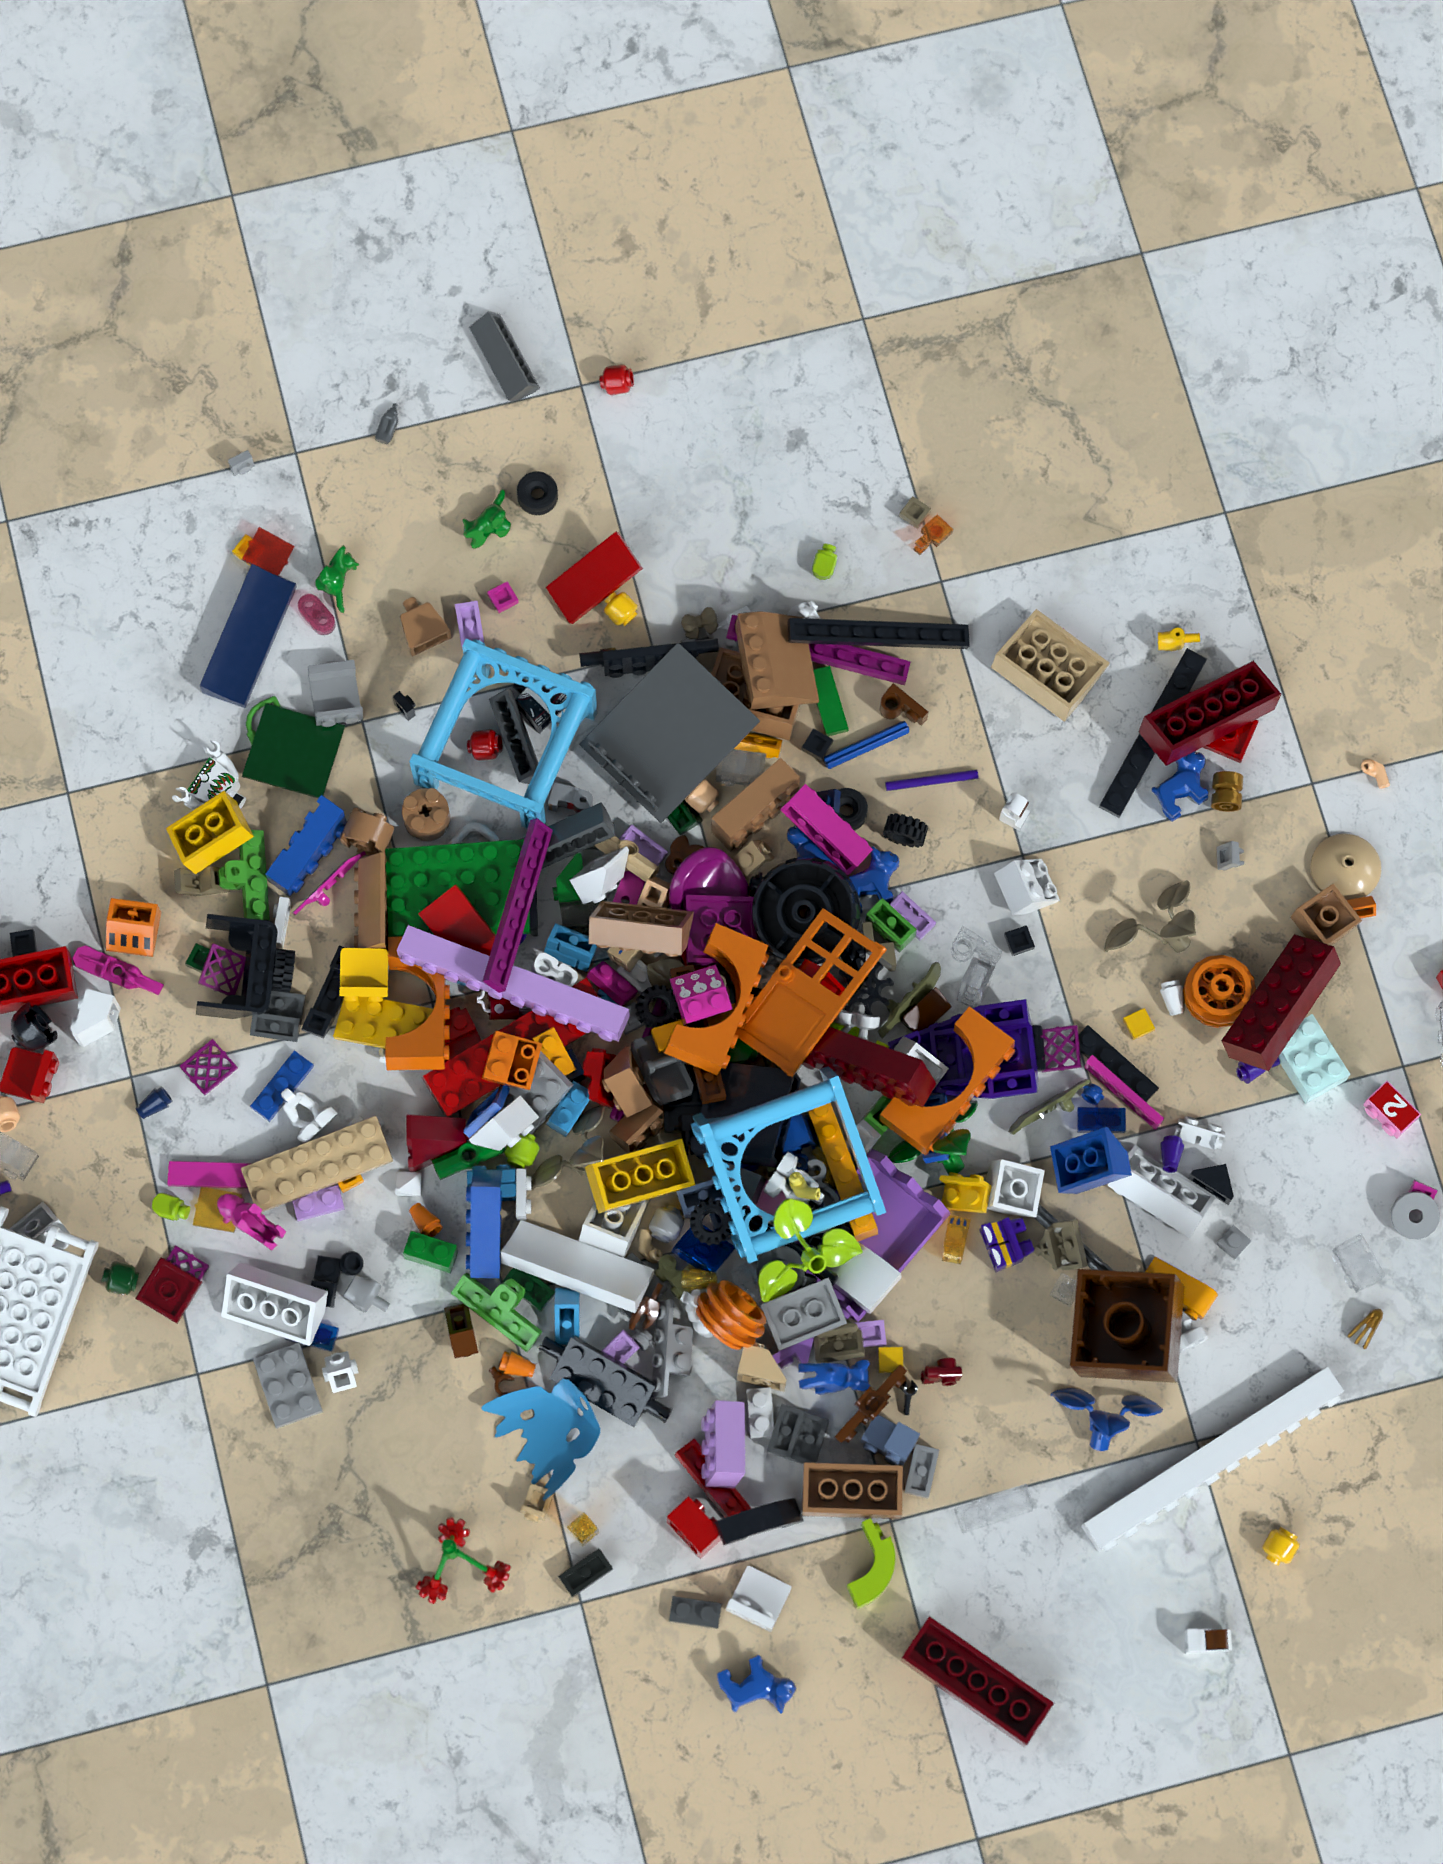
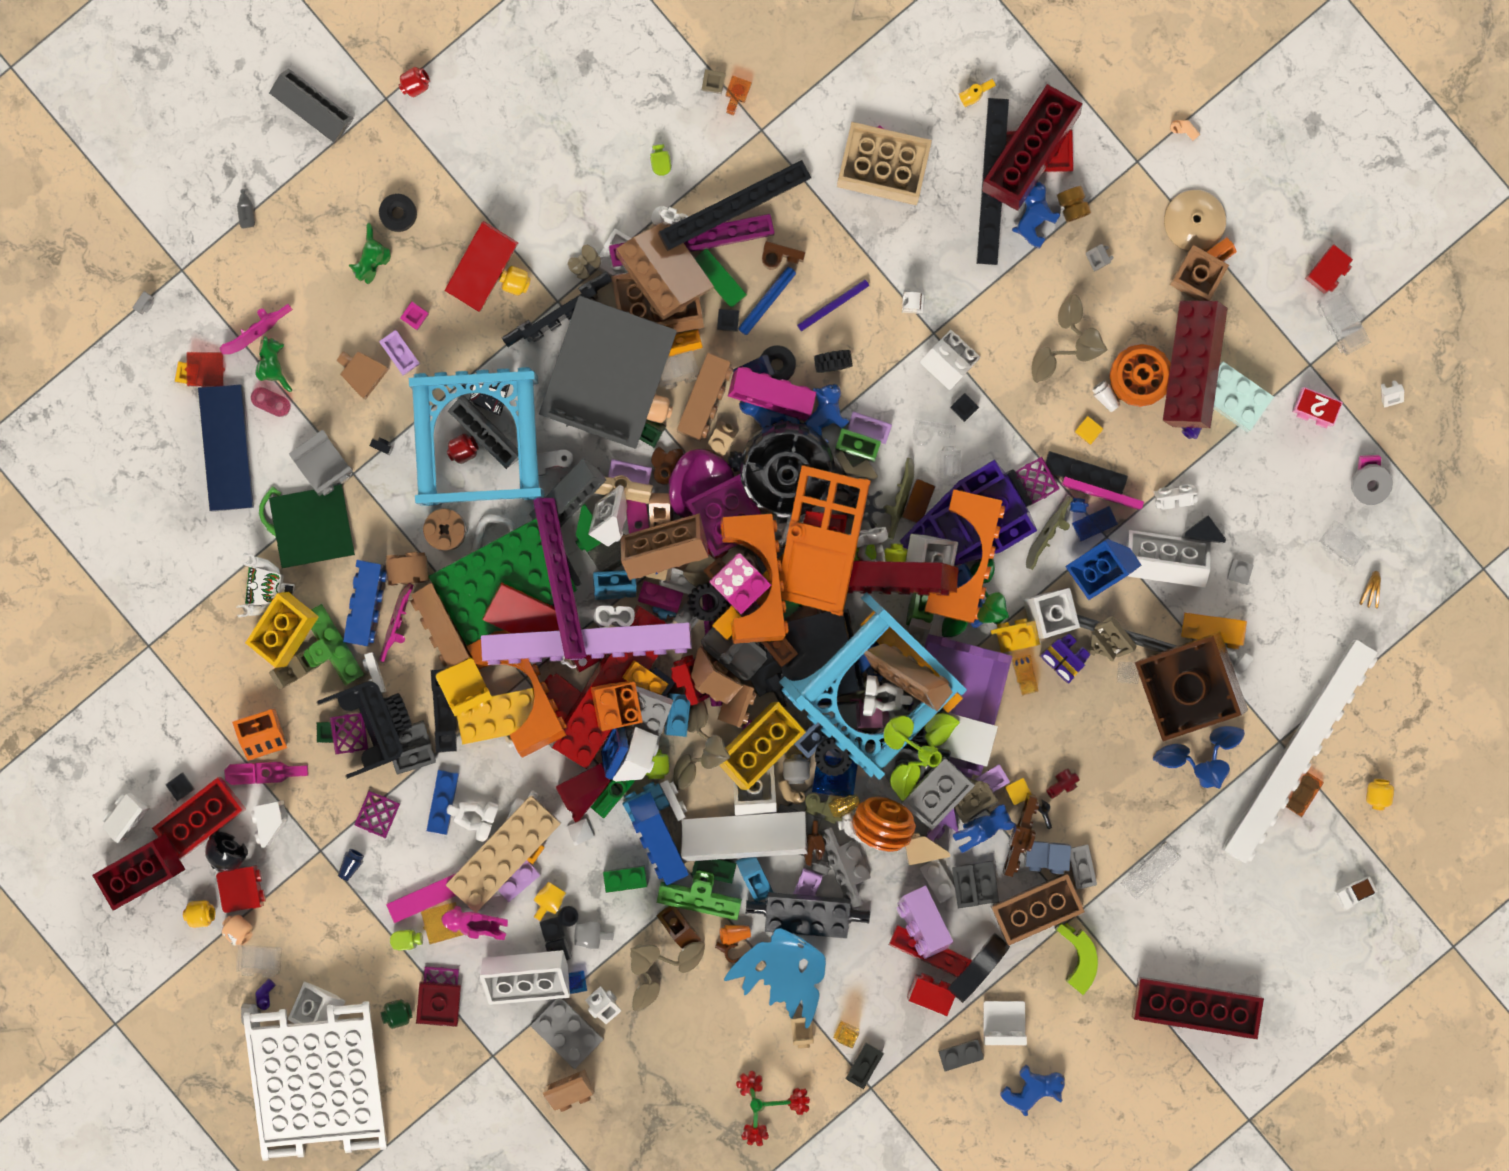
camera: 20 degrees left, 15 degrees up
(257, 1443) = (568, 1091): none -> medium nougat slope
(335, 539) = (255, 330): none -> dark pink piece
(340, 1236) = (549, 899): none -> yellow piece
(407, 1337) = (645, 955): none -> dark tan plant
(425, 1221) = (609, 856): orange cone -> none
(801, 1188) = (893, 701): light yellow arm -> none
(831, 1169) = (909, 675): none -> medium nougat slope
(1171, 1152) = (1161, 525): dark purple cone -> none
(1197, 1508) = (1304, 794): none -> clear orange tile

